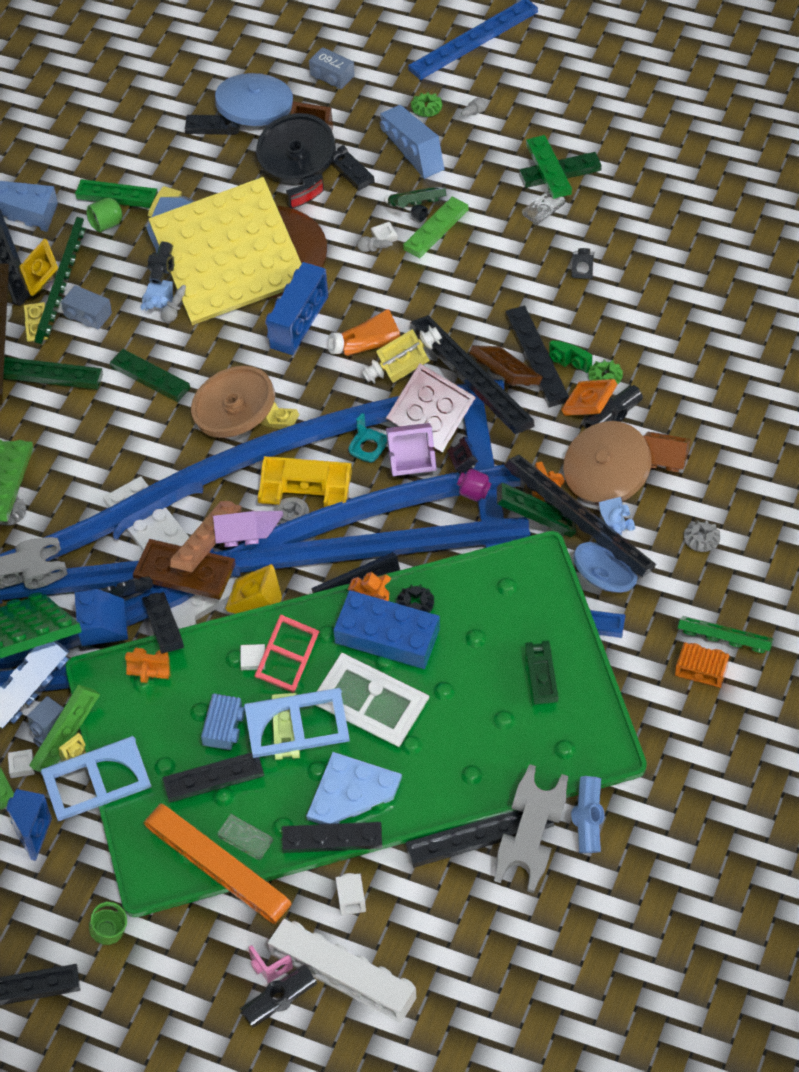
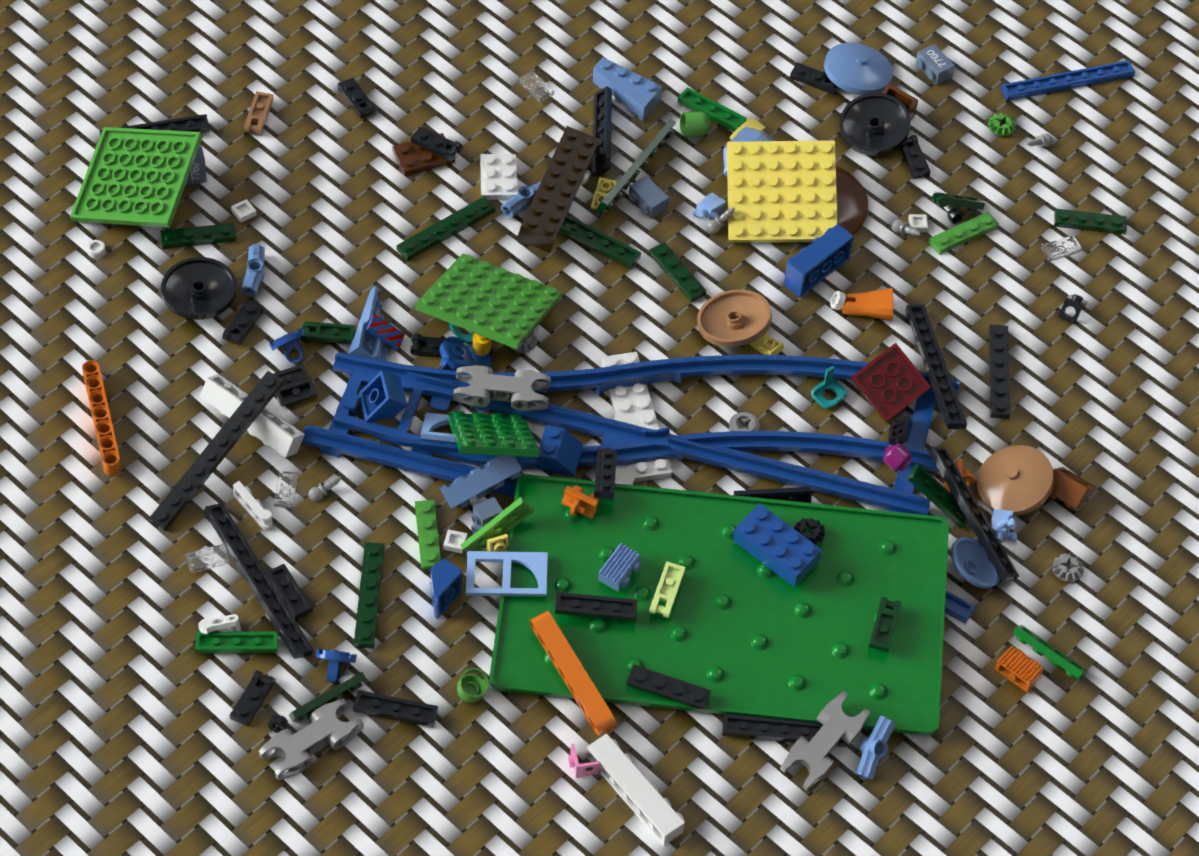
camera: 15 degrees right, 0 degrees up
(39, 268) = (623, 151): yellow slope -> none
(130, 587) = (591, 437): black plate -> none
(161, 263) = (722, 182): black axle -> none
(202, 539) = (667, 418): nougat plate -> none
(206, 580) = (639, 438): reddish brown plate -> none
(245, 527) = (701, 423): lavender slope -> none
(245, 837) = (602, 661): clear plate -> none
(251, 656) = (664, 527): white tile -> none
(254, 591) = (688, 476): yellow slope -> none
(261, 712) = (652, 572): light blue window -> none
(264, 1005) = (566, 791): black piece -> none
(303, 194) = (873, 163): slope -> none
(303, 660) = (681, 524): coral window -> none
(304, 477) = (766, 401): yellow bracket -> none
(350, 894) = (665, 736): white brick -> none
(351, 789) = (698, 657): light blue plate -> none
(371, 585) = (778, 506): orange hips -> none
(374, 699) = (741, 594): white door -> none
(402, 355) = (887, 330): light yellow plate -> none
(410, 449) = (861, 410): lavender piece -> none
(414, 140) = (976, 151): medium blue wedge -> none
(505, 365) = (968, 369): reddish brown plate -> none
(549, 167) = (1080, 215): green plate -> none
(567, 353) = (1026, 379): green slope -> none
(589, 397) = (1026, 421): orange tile -> none
(596, 370) = (1049, 413): bright green gear -> none
(616, 407) = (1044, 439): black piece -> none

